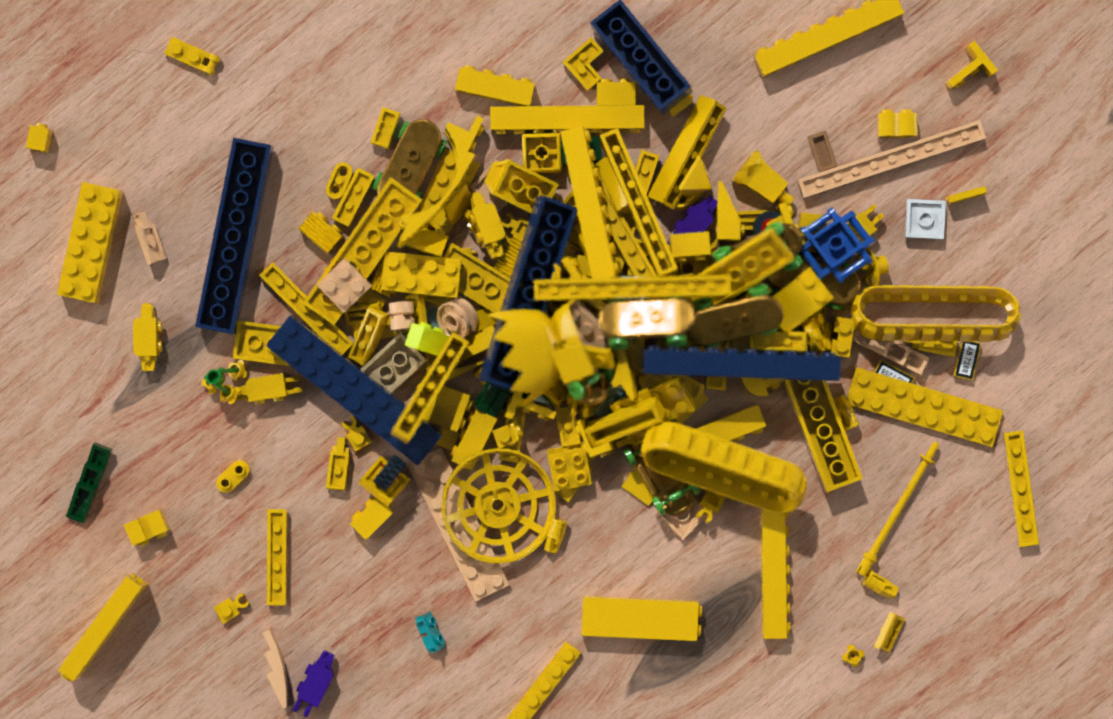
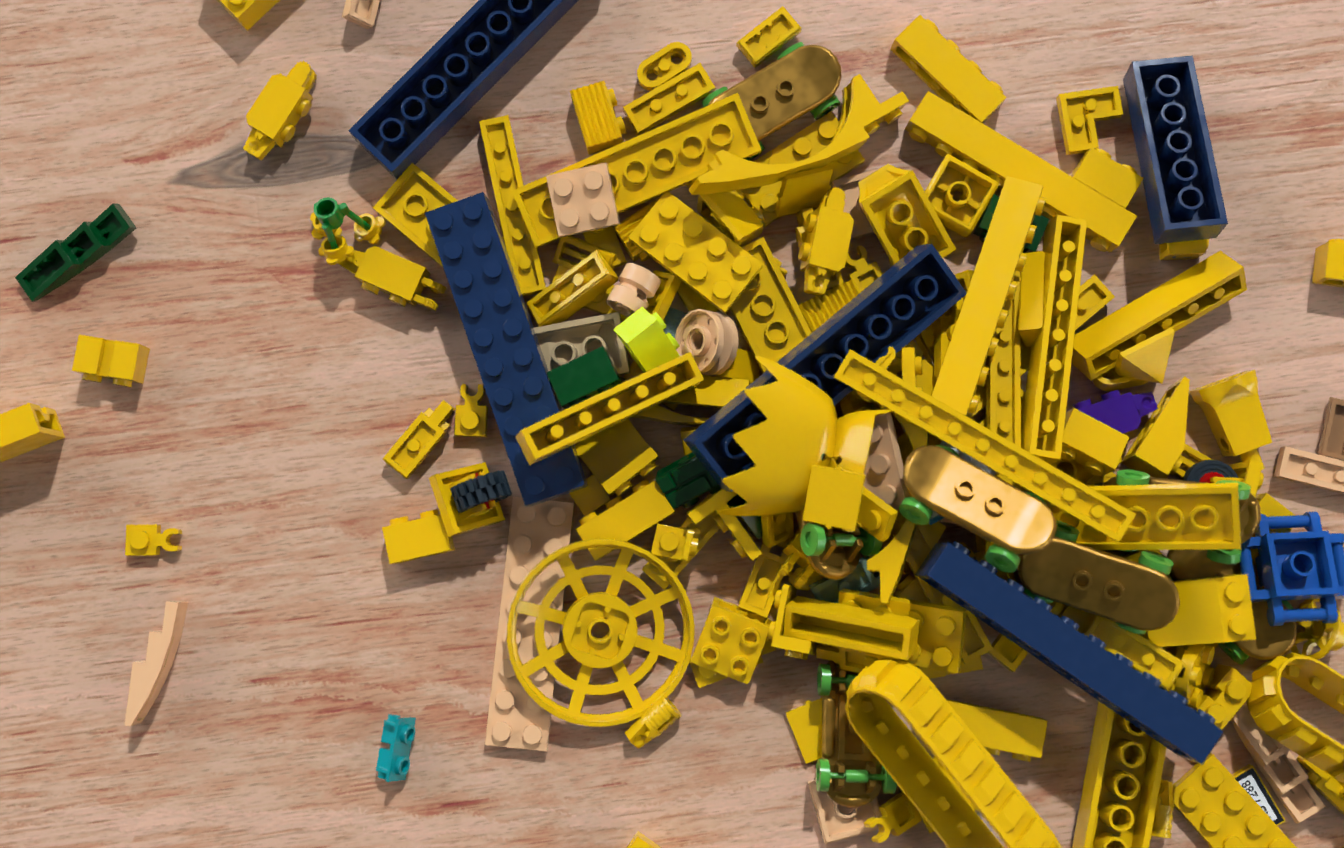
camera: 25 degrees right, 5 degrees down
(232, 476) = (270, 366): yellow plate -> none
(276, 557) = (256, 510): yellow plate -> none
(316, 683) = (194, 718): dark purple hinge -> none
(405, 379) = (584, 377): none -> dark green brick
(758, 386) = (1060, 693): yellow brick -> none

